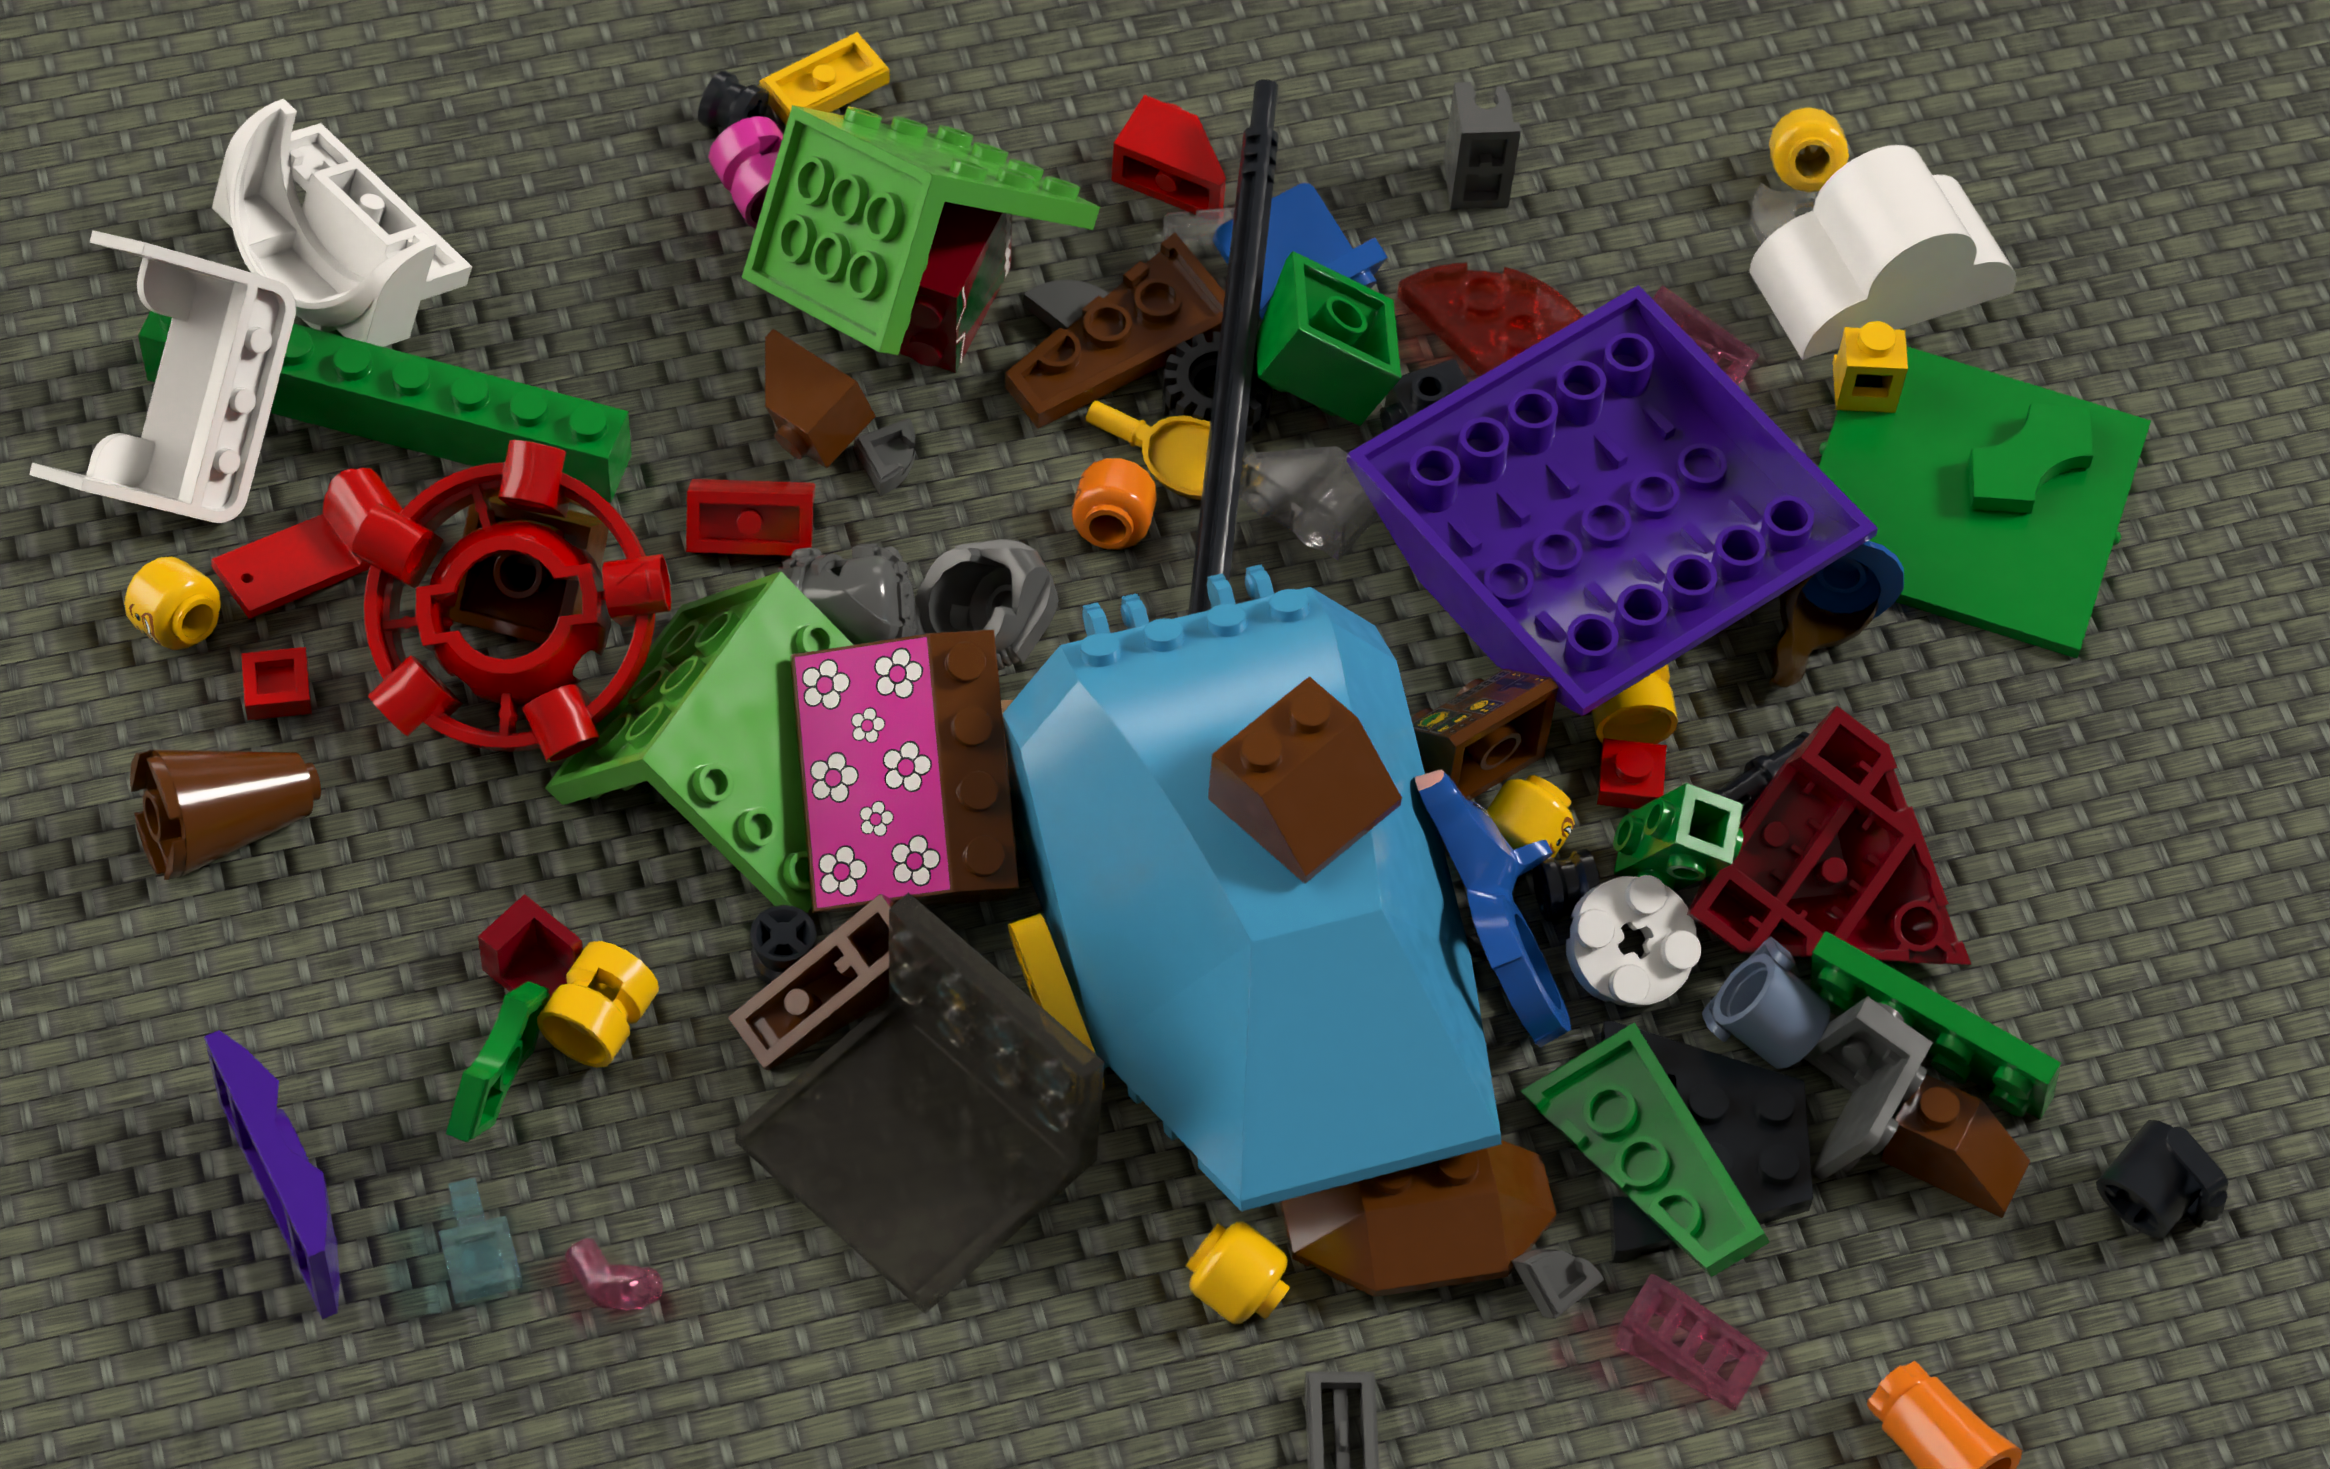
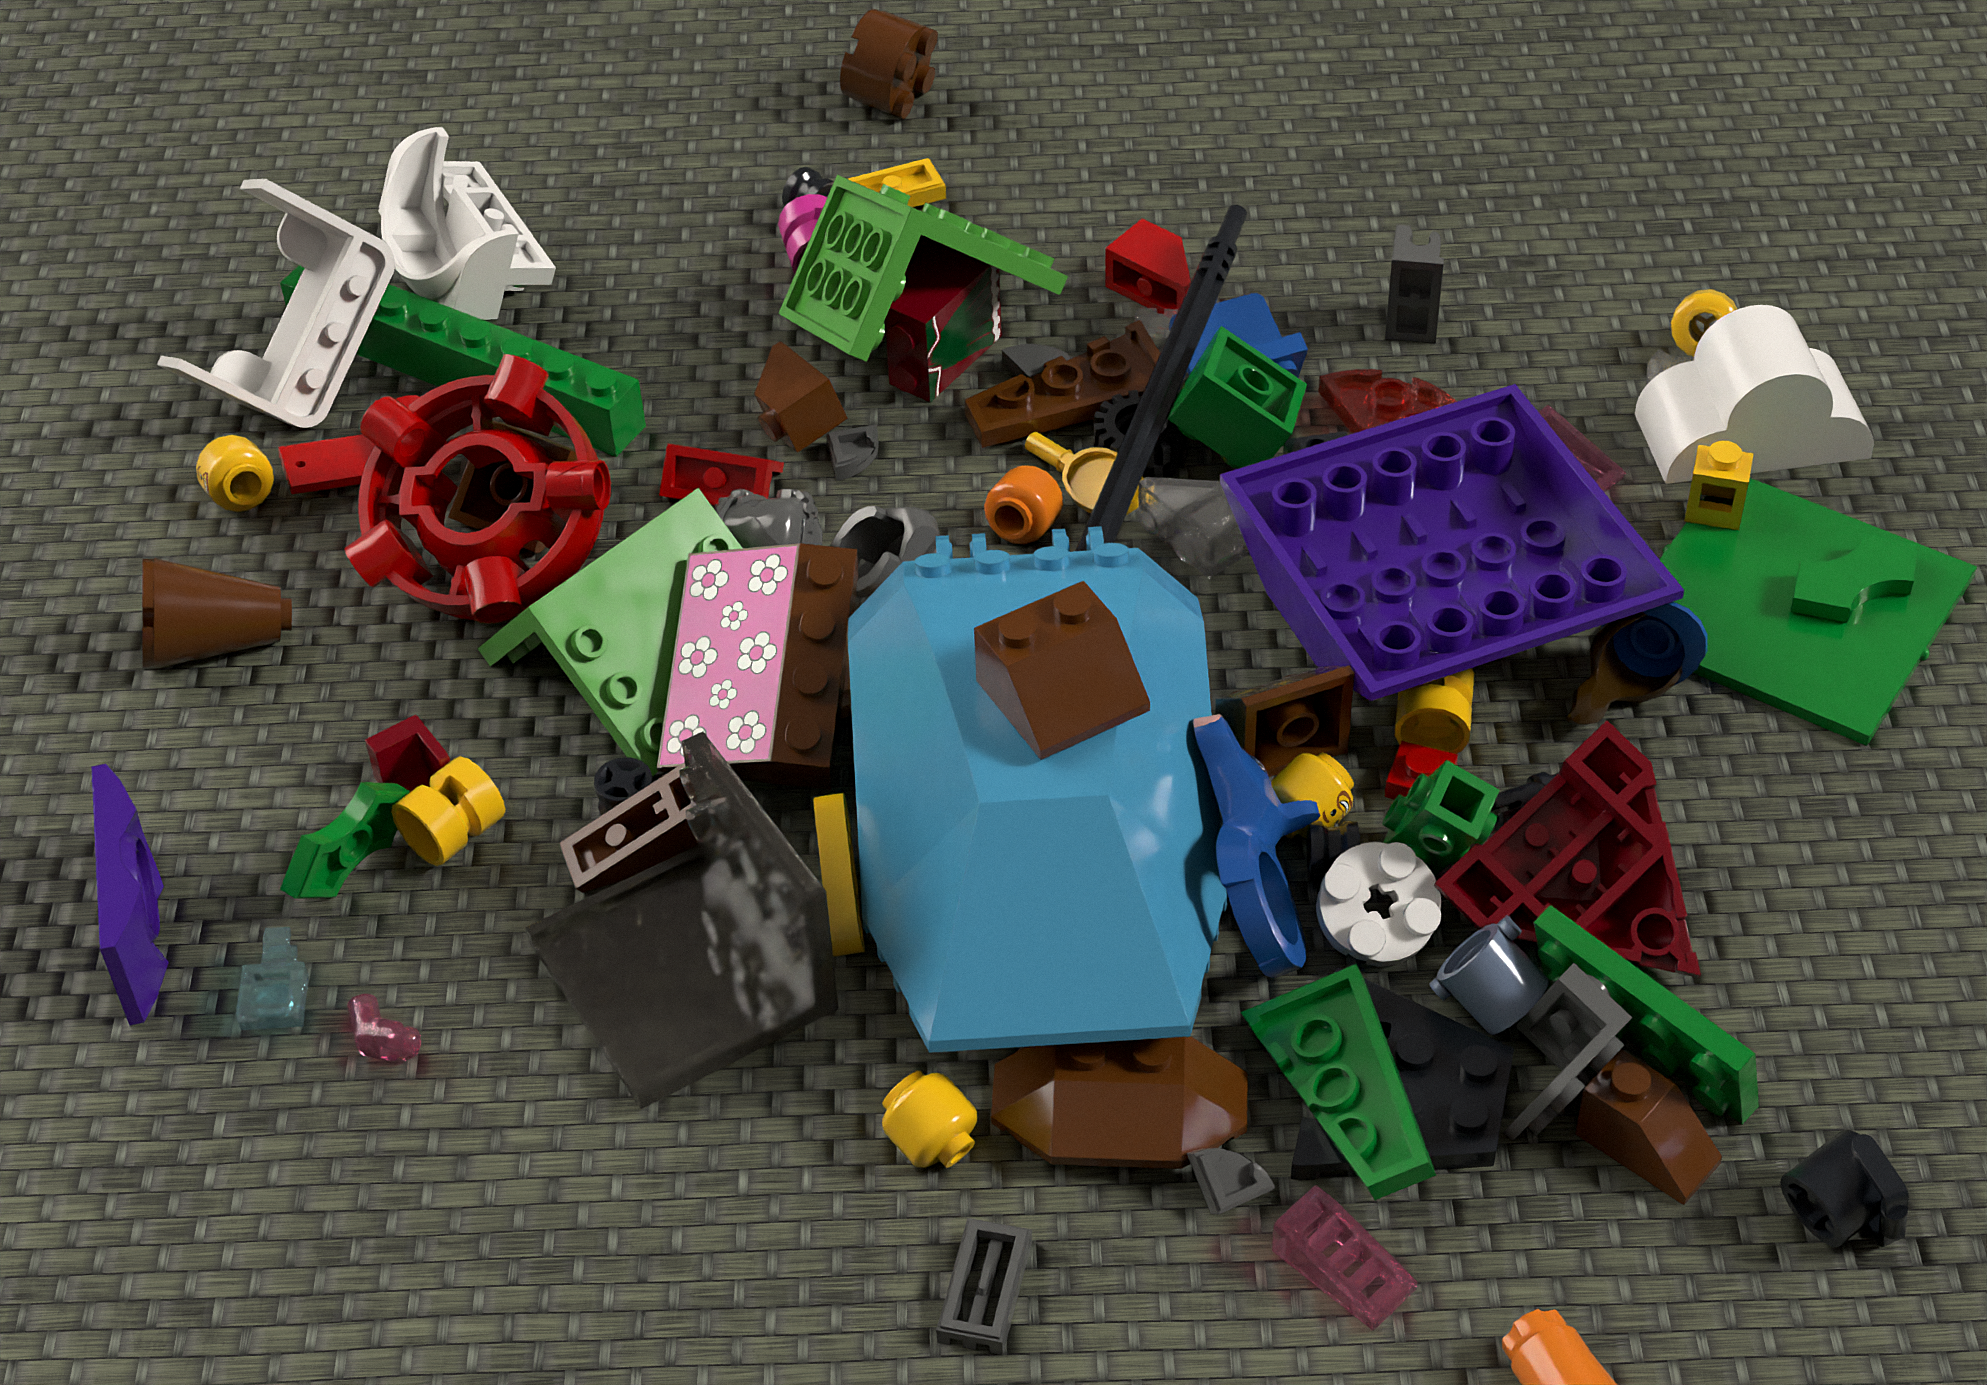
camera: 20 degrees right, 10 degrees down
(276, 683) = (292, 541): red plate -> none

